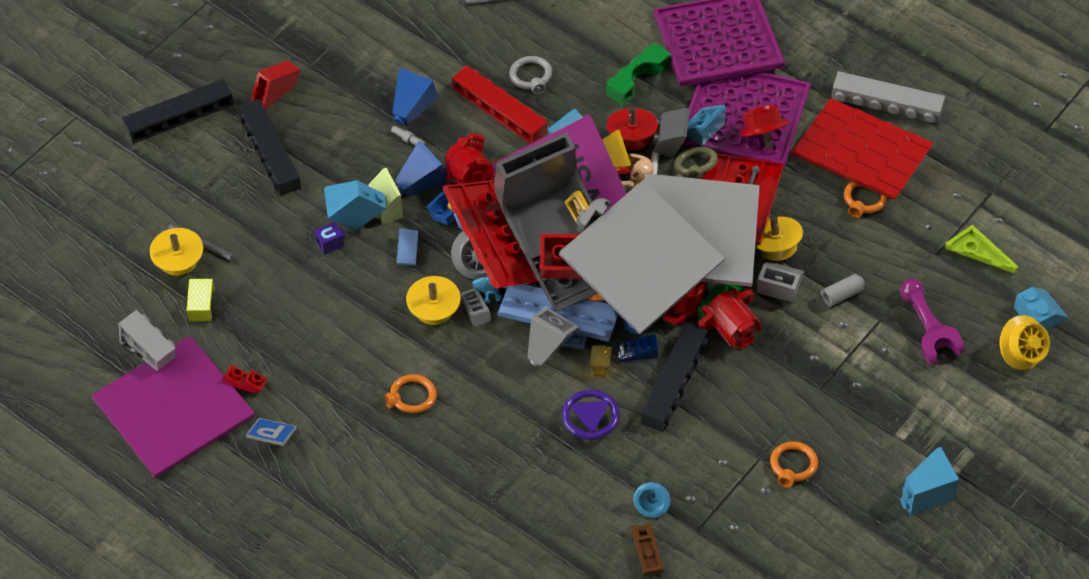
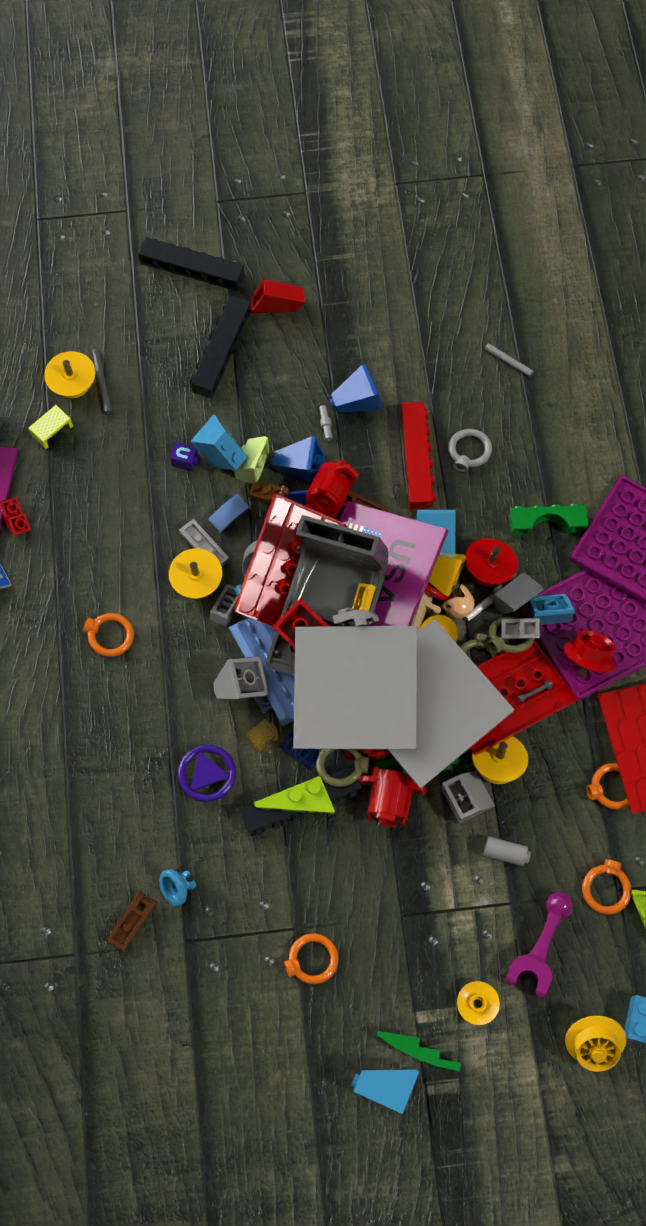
camera: 45 degrees right, 15 degrees up
(403, 280) = (200, 539): none -> light grey plate
(424, 208) = (264, 491): none -> reddish brown plate
(677, 365) = (307, 797): none -> lime wing
(691, 314) = (361, 766): none -> olive piece
(699, 148) = (520, 628): none -> light grey slope
(916, 451) = (410, 1046): none -> green slope
(918, 243) = (612, 868): none -> orange piece
(930, 384) = (489, 1003): none -> yellow dish

